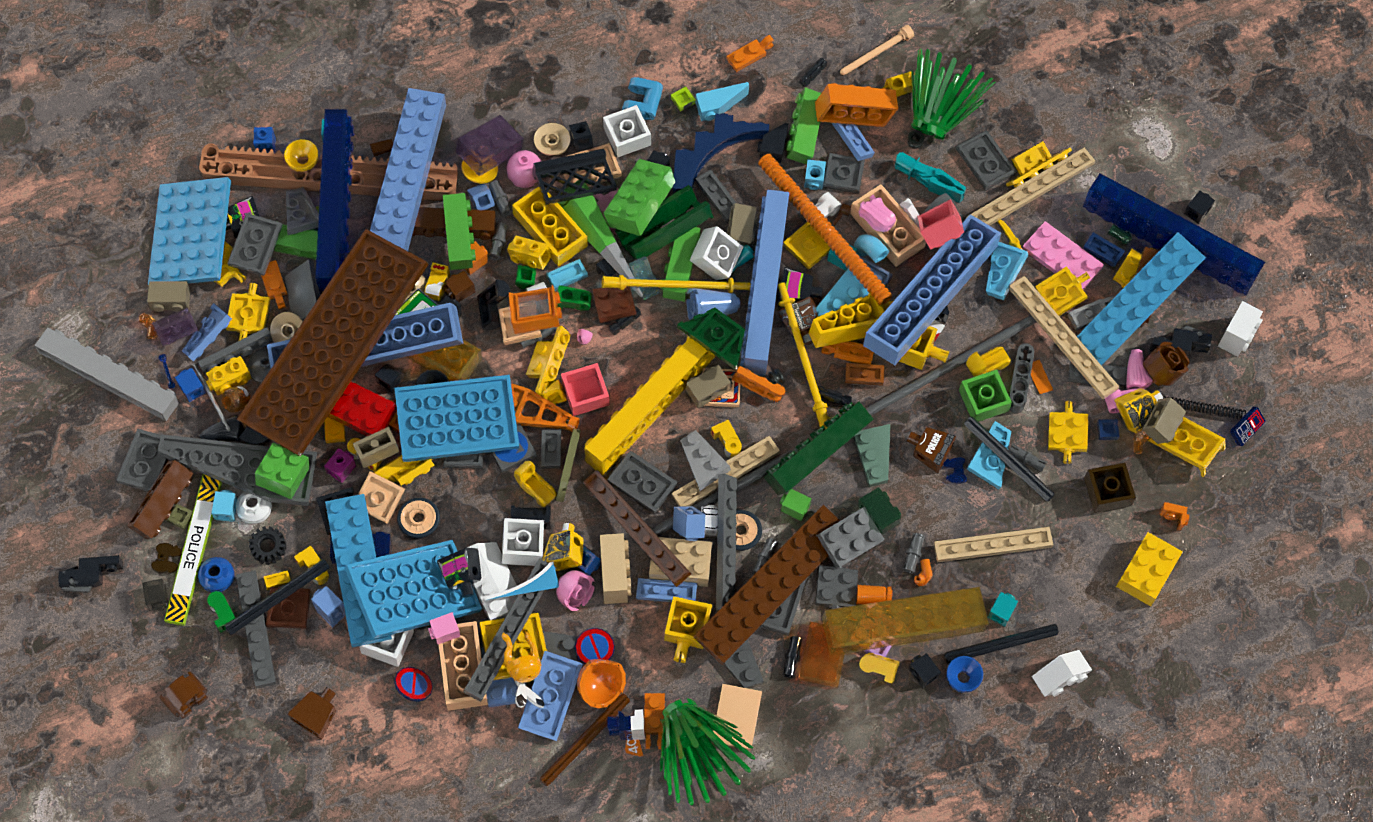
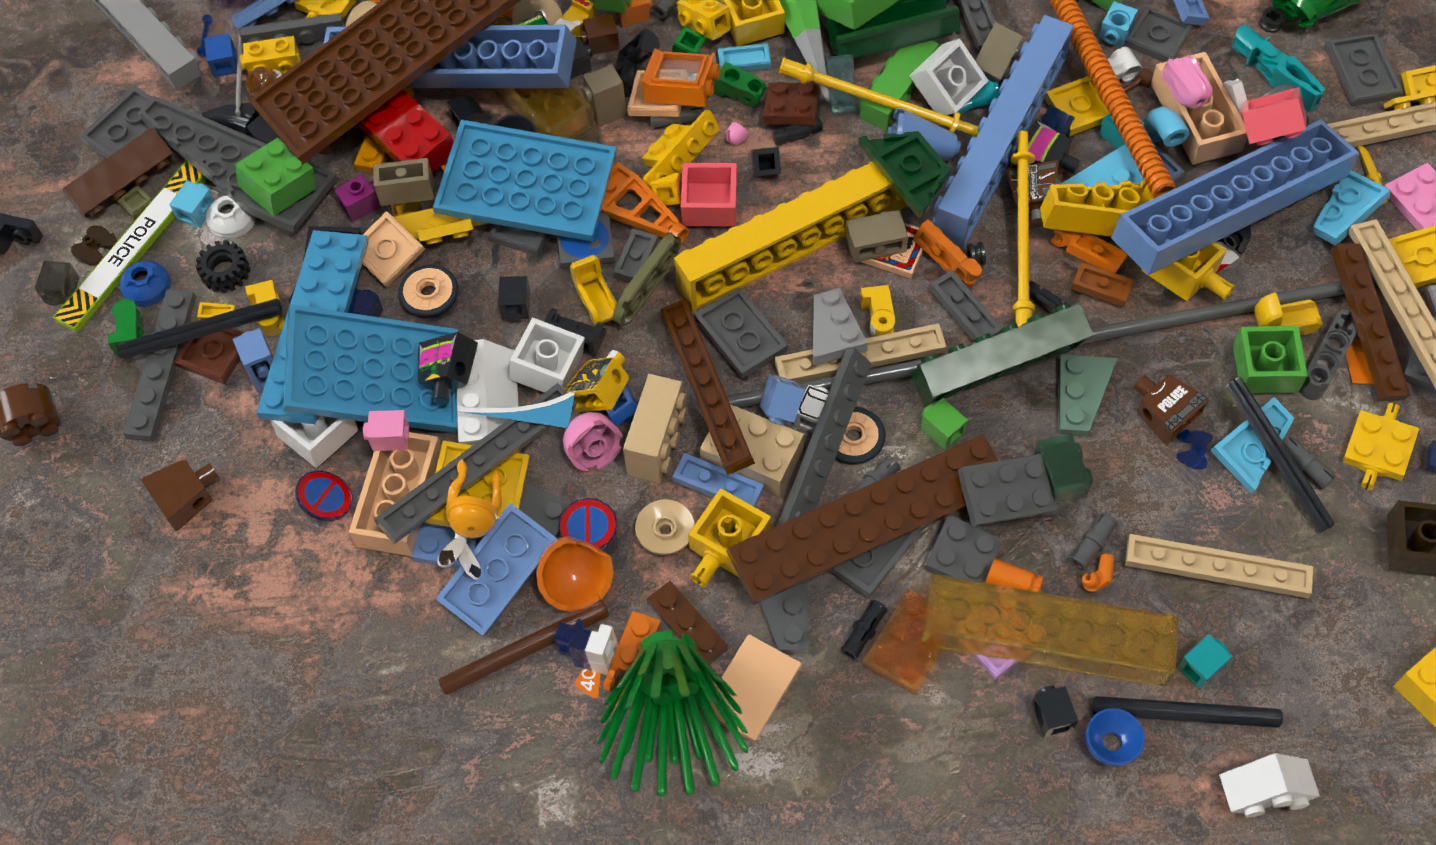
camera: 25 degrees right, 5 degrees down
(481, 505) = (514, 298): none -> black brick
(485, 336) = (605, 95): none -> dark tan brick
(612, 351) = (766, 161): none -> black brick
(644, 622) = (663, 515): none -> tan dish
(680, 688) = (684, 618): none -> reddish brown plate
(782, 418) = (964, 306): none -> dark grey plate
(798, 262) = (1058, 119): none -> dark blue plate
(876, 663) = (990, 682): yellow leg -> none
(1039, 349) = (1370, 322): none -> reddish brown plate

